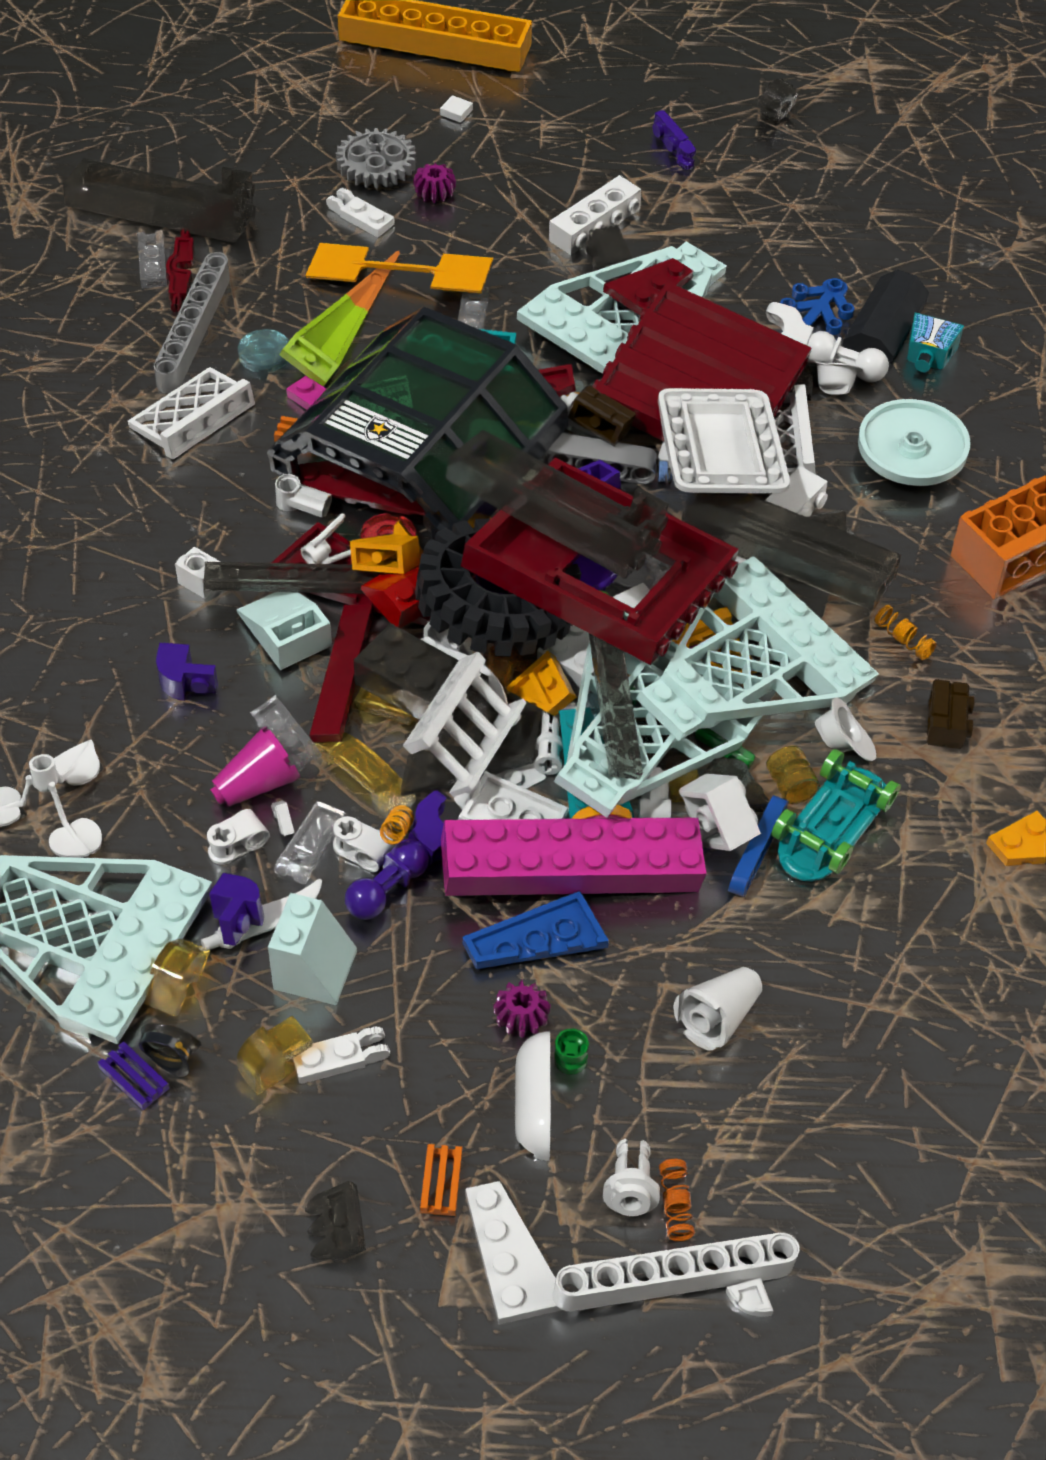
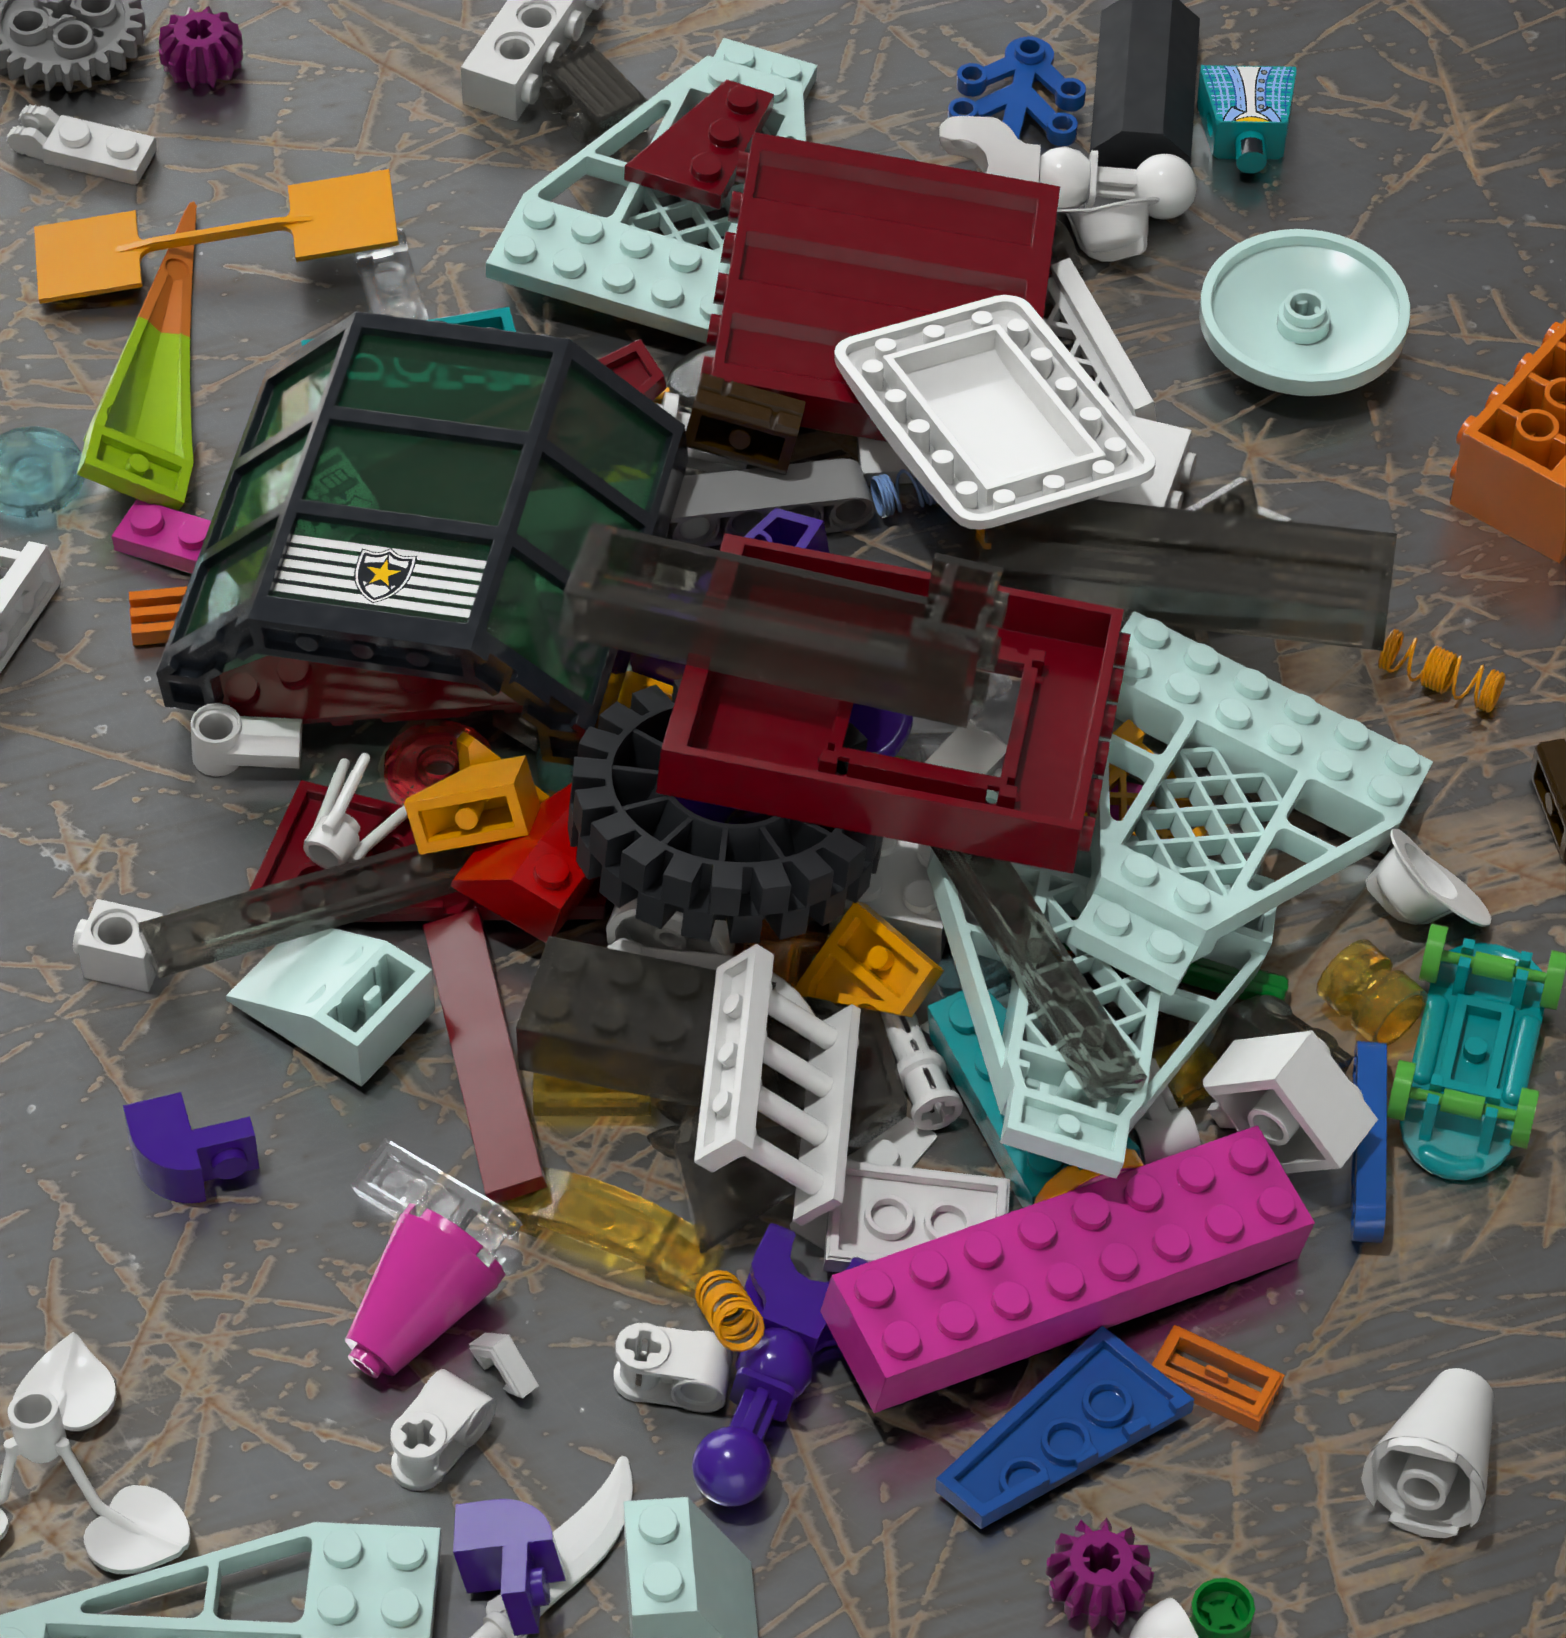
camera: 20 degrees left, 0 degrees up
(308, 842) = (576, 1393): clear plate -> none
(619, 934) = (1212, 1386): none -> orange tile

